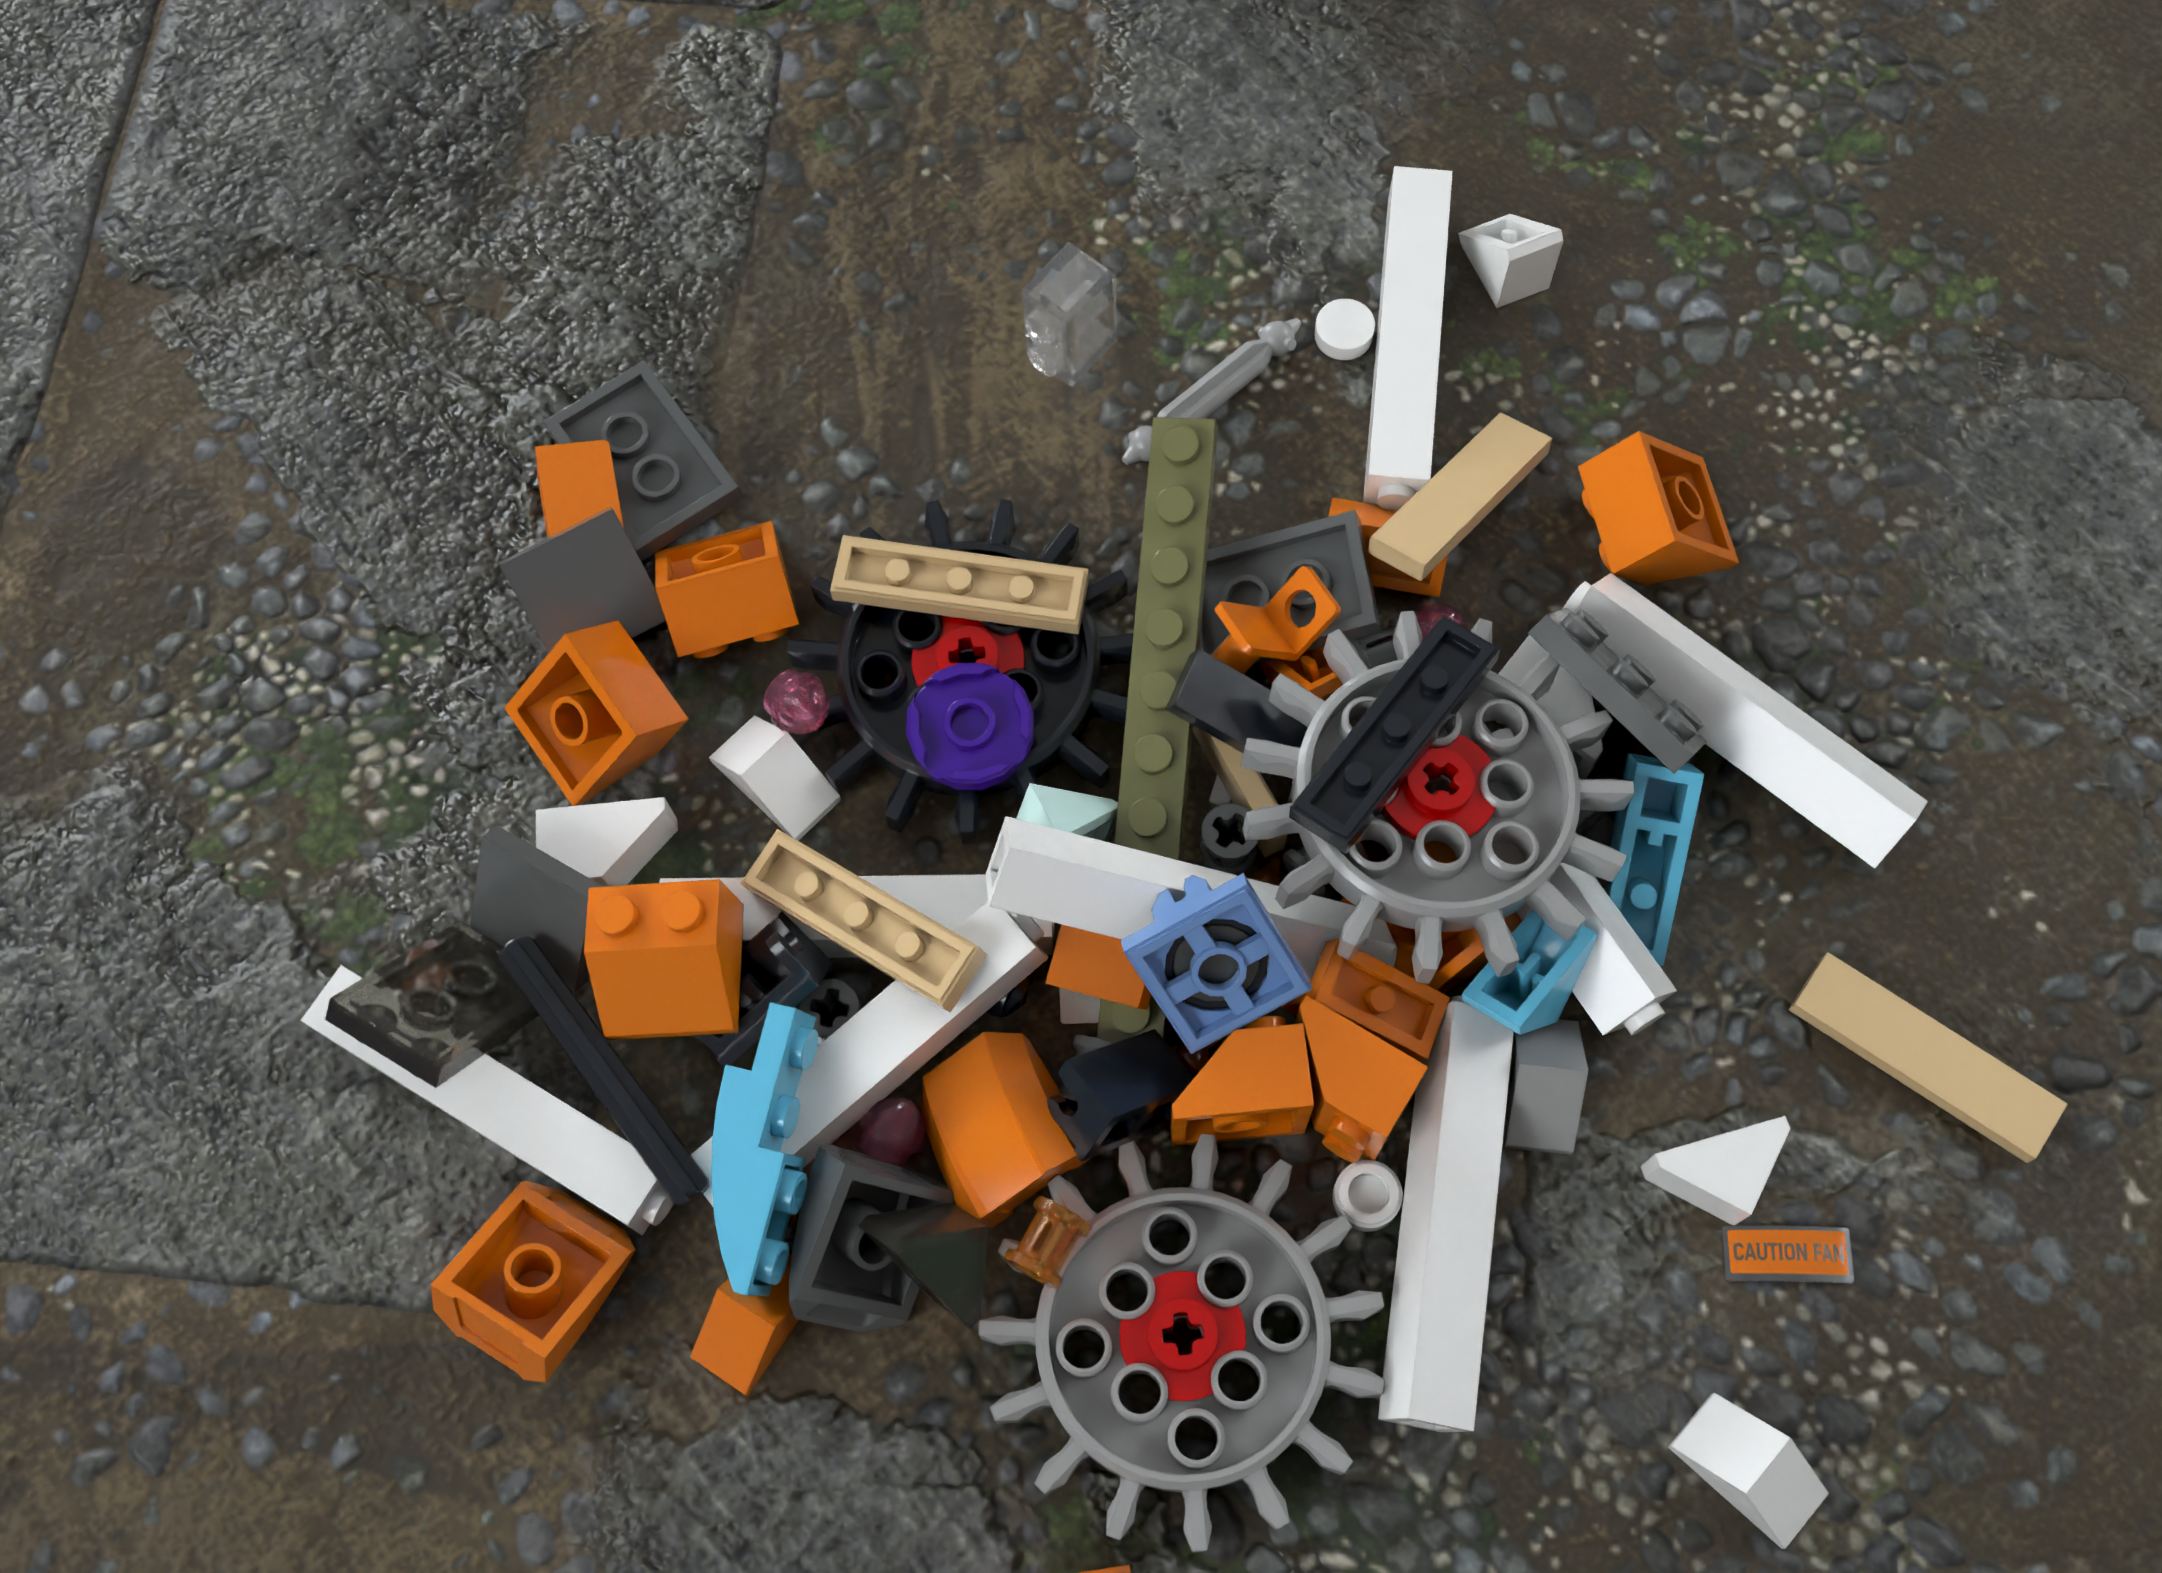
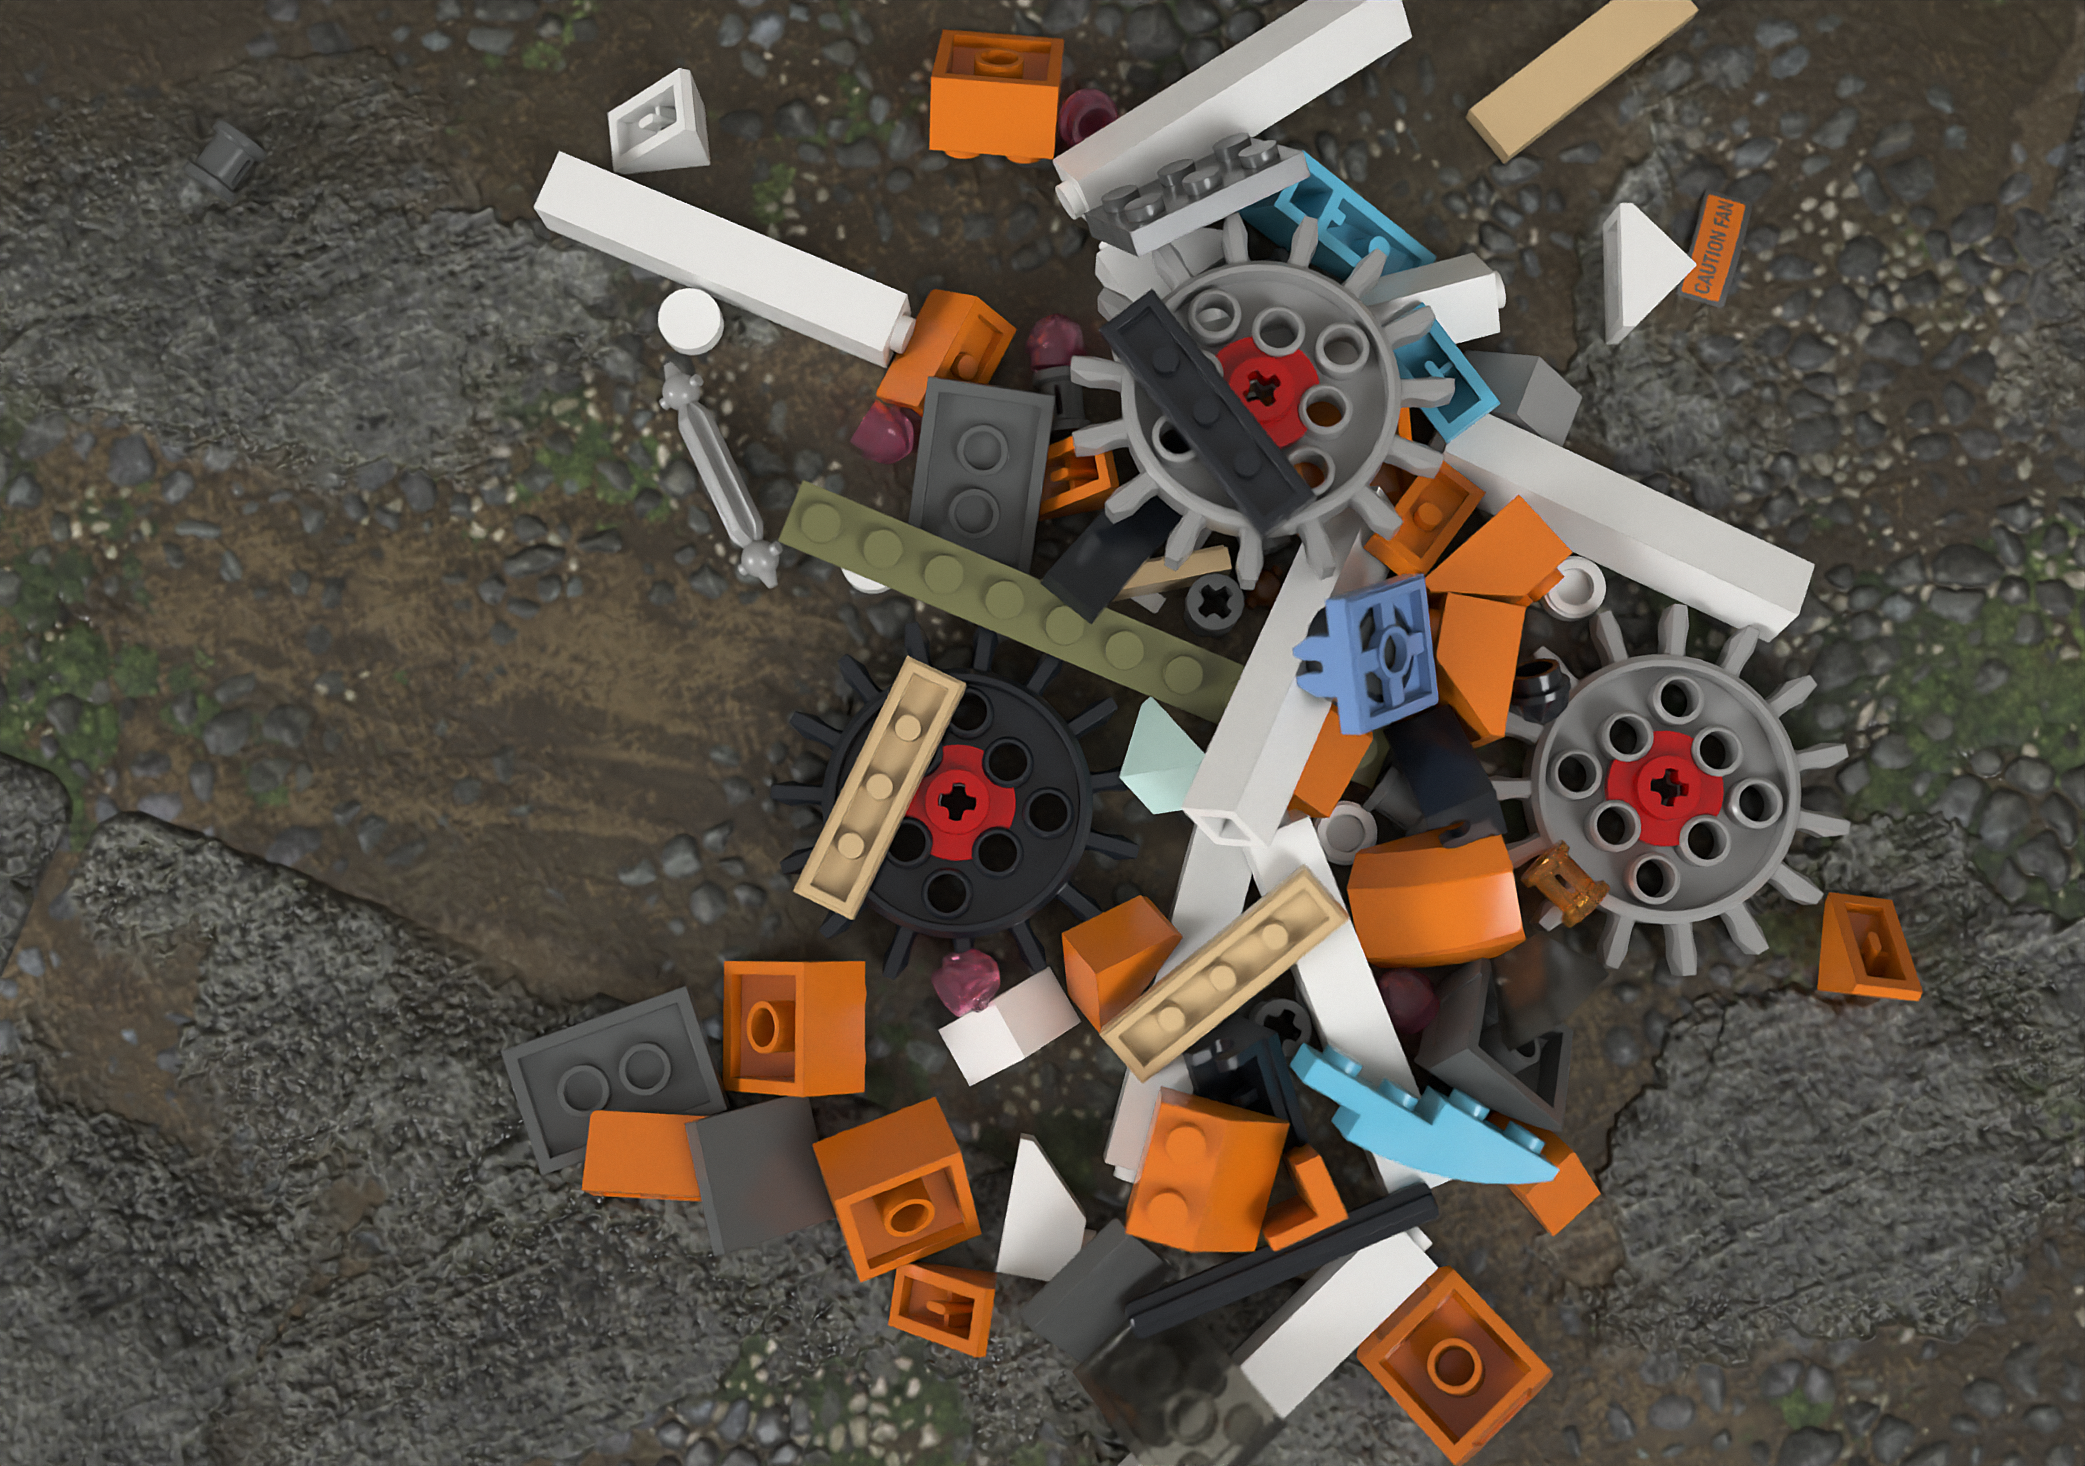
camera: 80 degrees left, 15 degrees up
(498, 790) = (944, 1305): none -> orange slope
(677, 1077) = (1309, 1211): none -> orange panel
(865, 835) = (1116, 957): none -> orange slope
(970, 726) = (1038, 818): dark purple tile -> none
(1049, 1029) = (1345, 832): none -> white tile
(1069, 314) = (603, 592): clear brick -> none
(1238, 1161) = (1540, 690): none -> black plate
(1270, 629) = (1030, 503): orange bracket -> none
(1296, 503) = (884, 434): none -> clear pink plate
(1459, 496) = (931, 271): tan tile -> none
(1669, 591) = (1085, 114): none -> clear pink plate
(1751, 1467) = (1882, 349): white slope -> none

